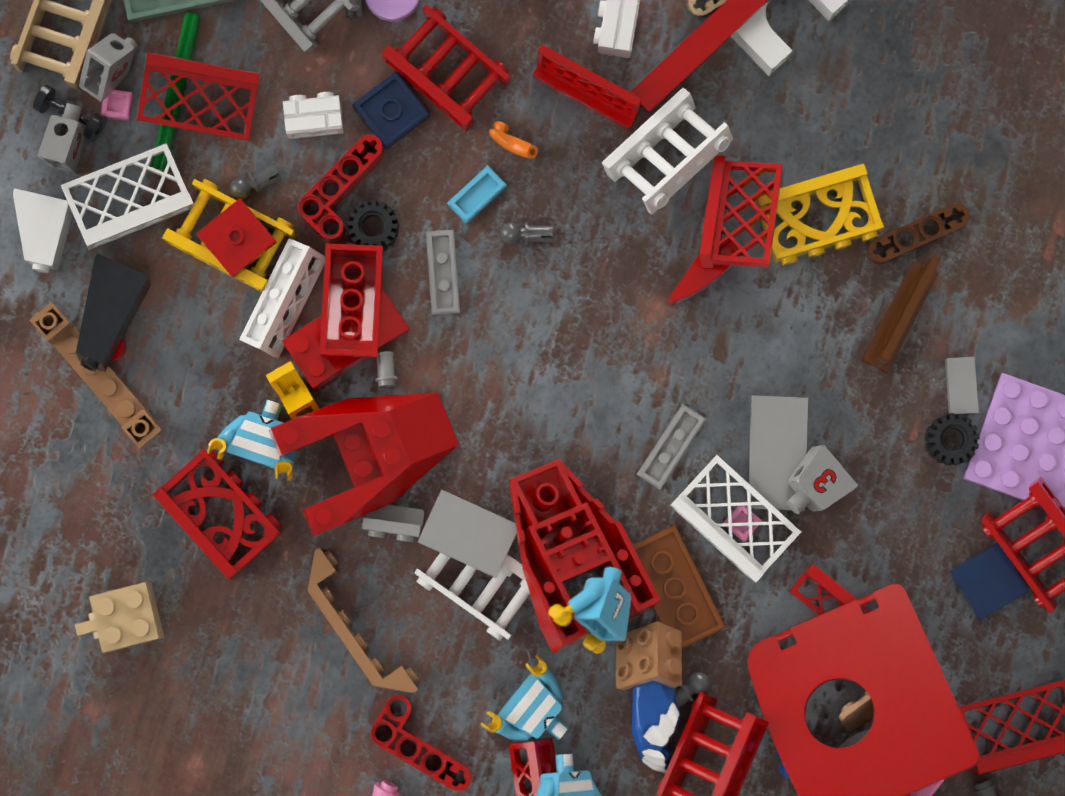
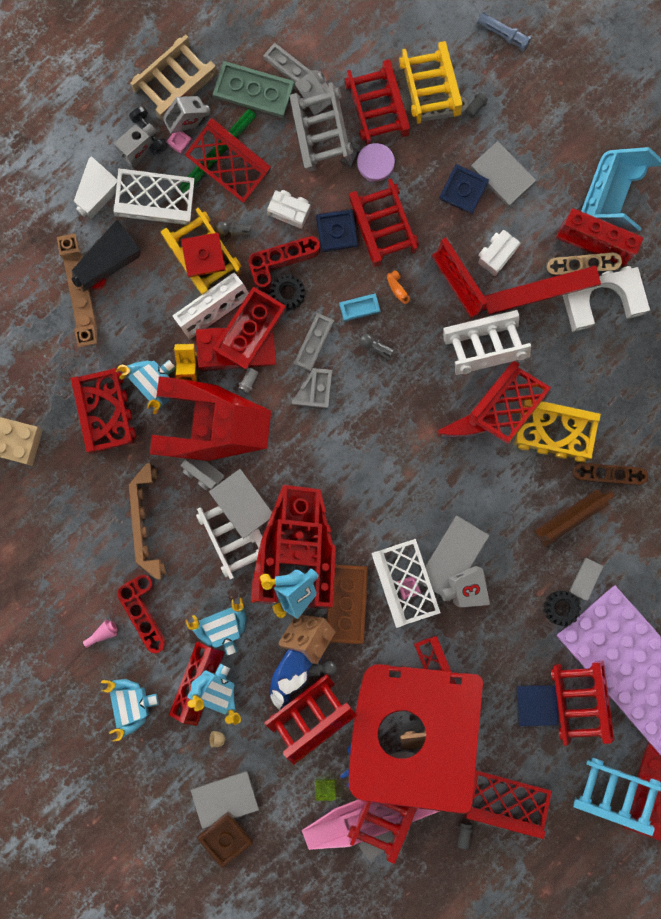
camera: 30 degrees right, 0 degrees up
(479, 333) = (315, 390): none -> light grey wing
(671, 447) = (391, 519): light grey tile -> none

